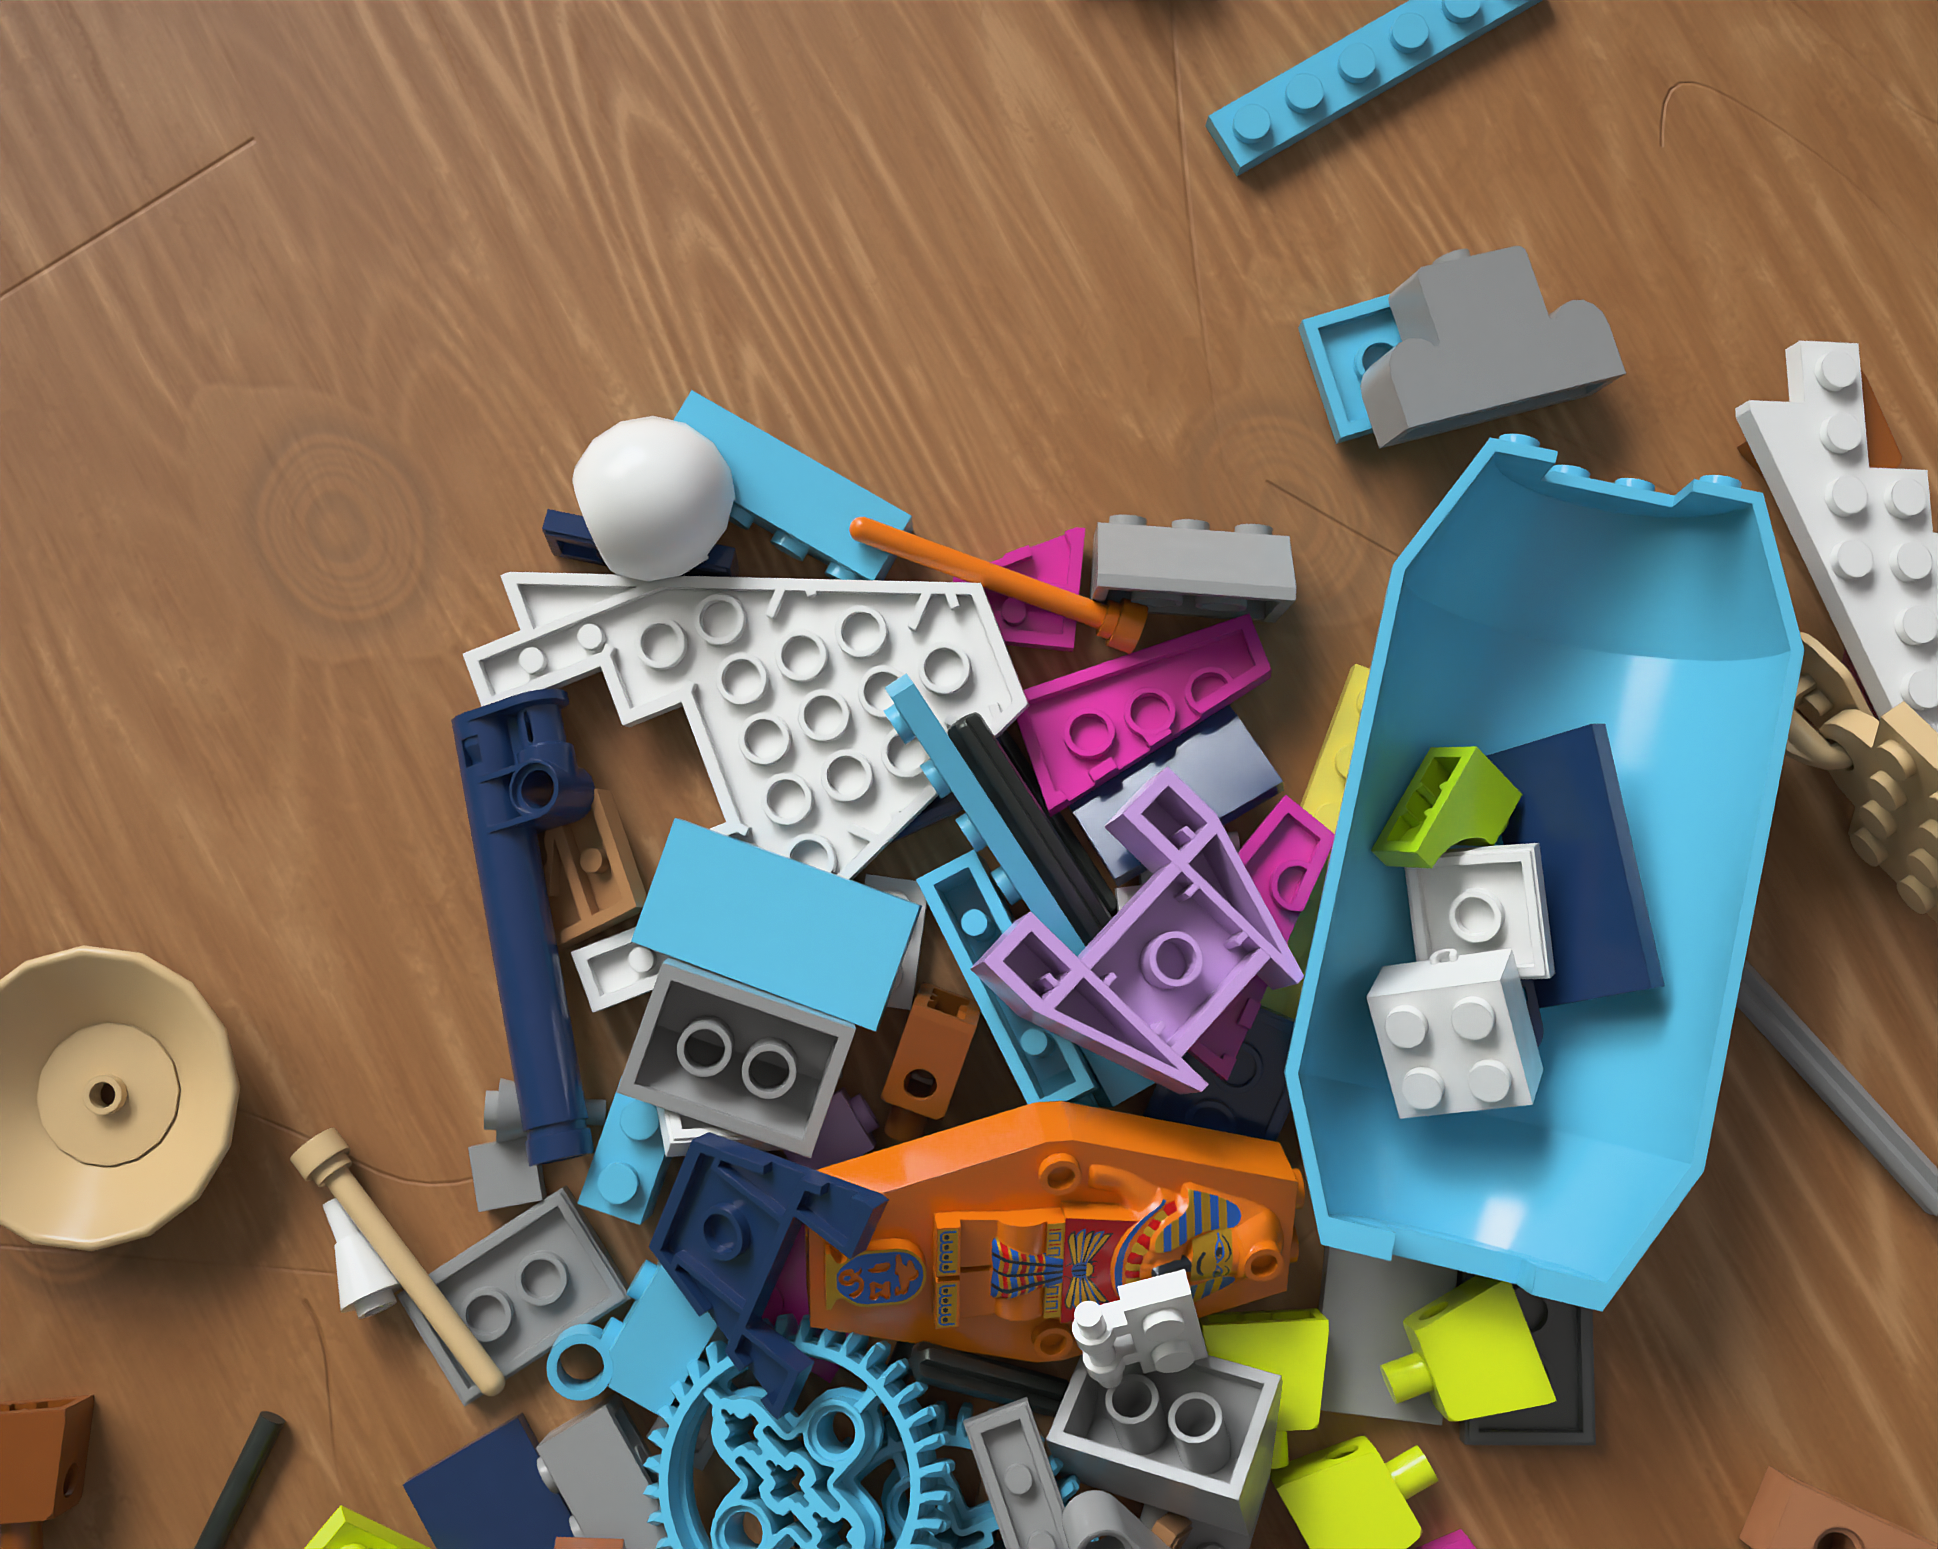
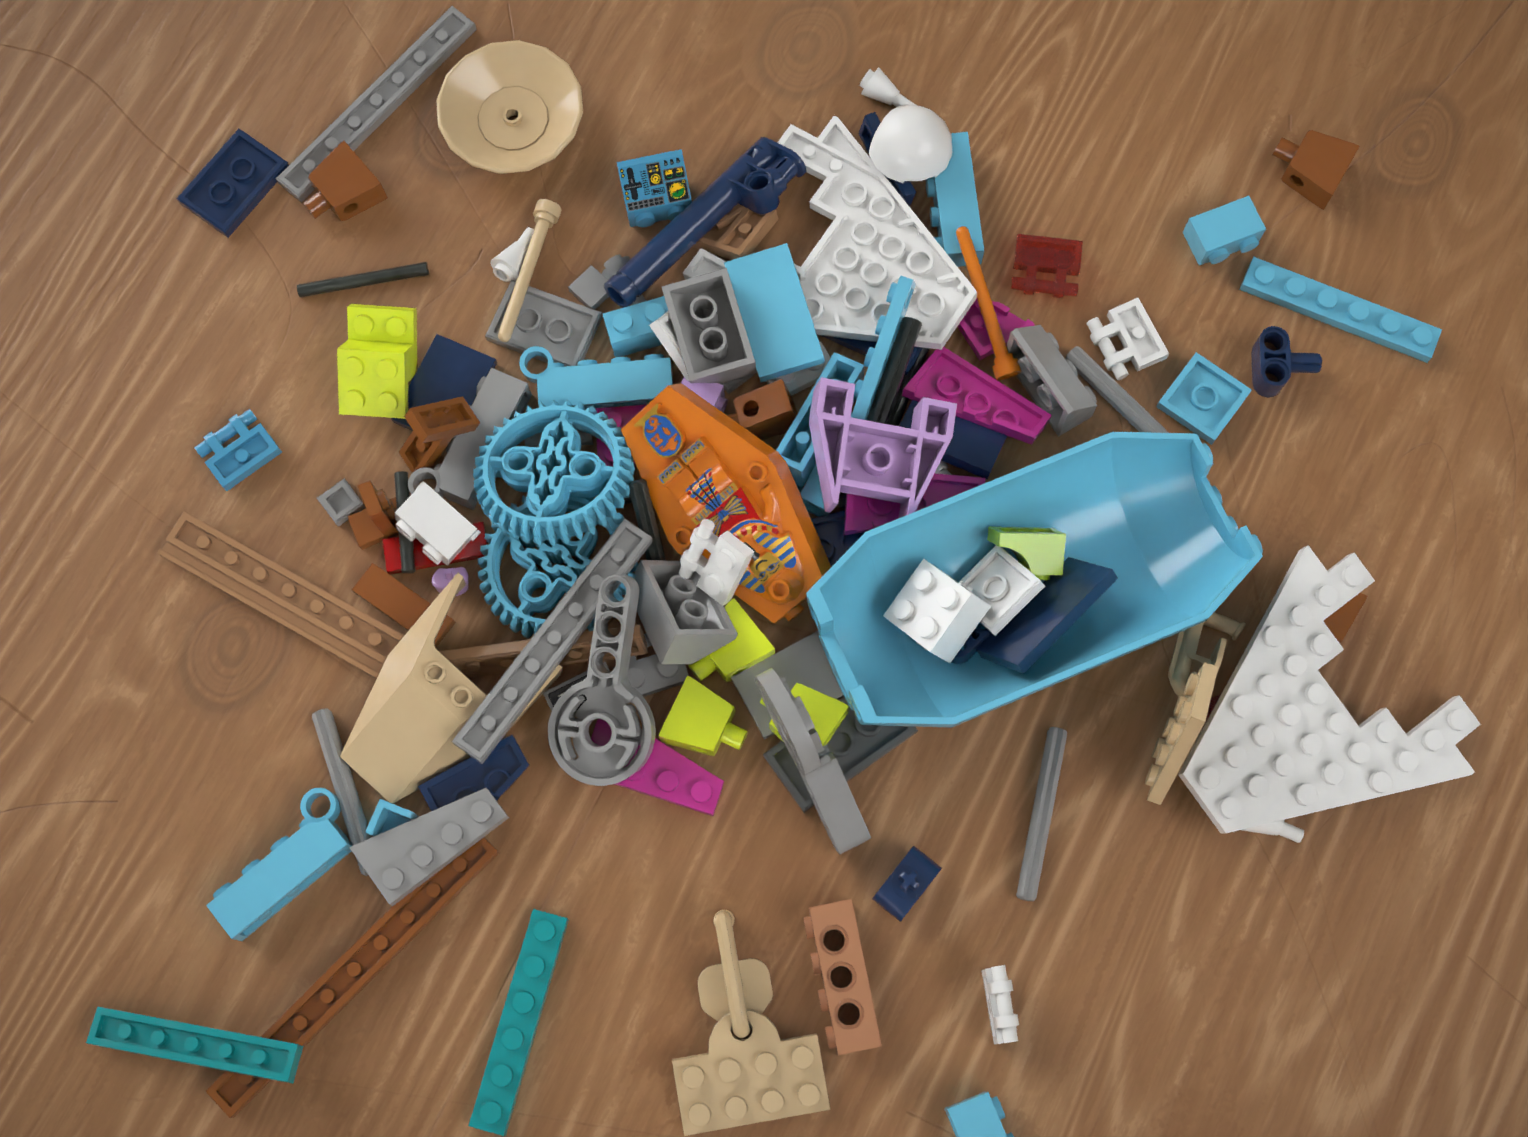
camera: 60 degrees right, 10 degrees down
(417, 959) = (654, 187): none -> slope
(507, 464) = (880, 88): none -> white cone
(730, 1238) = (633, 370): dark blue wing -> none
(981, 420) = (1046, 256): none -> clear red plate
(1138, 125) = (1224, 231): none -> medium azure brick
(1208, 386) = (1136, 334): none -> white plate
(1310, 485) = (1113, 392): none -> light grey axle
(1407, 208) = (1279, 362): none -> dark blue beam
(1482, 348) = (1243, 430): light grey brick -> none
(1559, 1421) = (815, 763): none -> light grey beam
(1812, 1369) = (907, 883): none -> dark blue beam

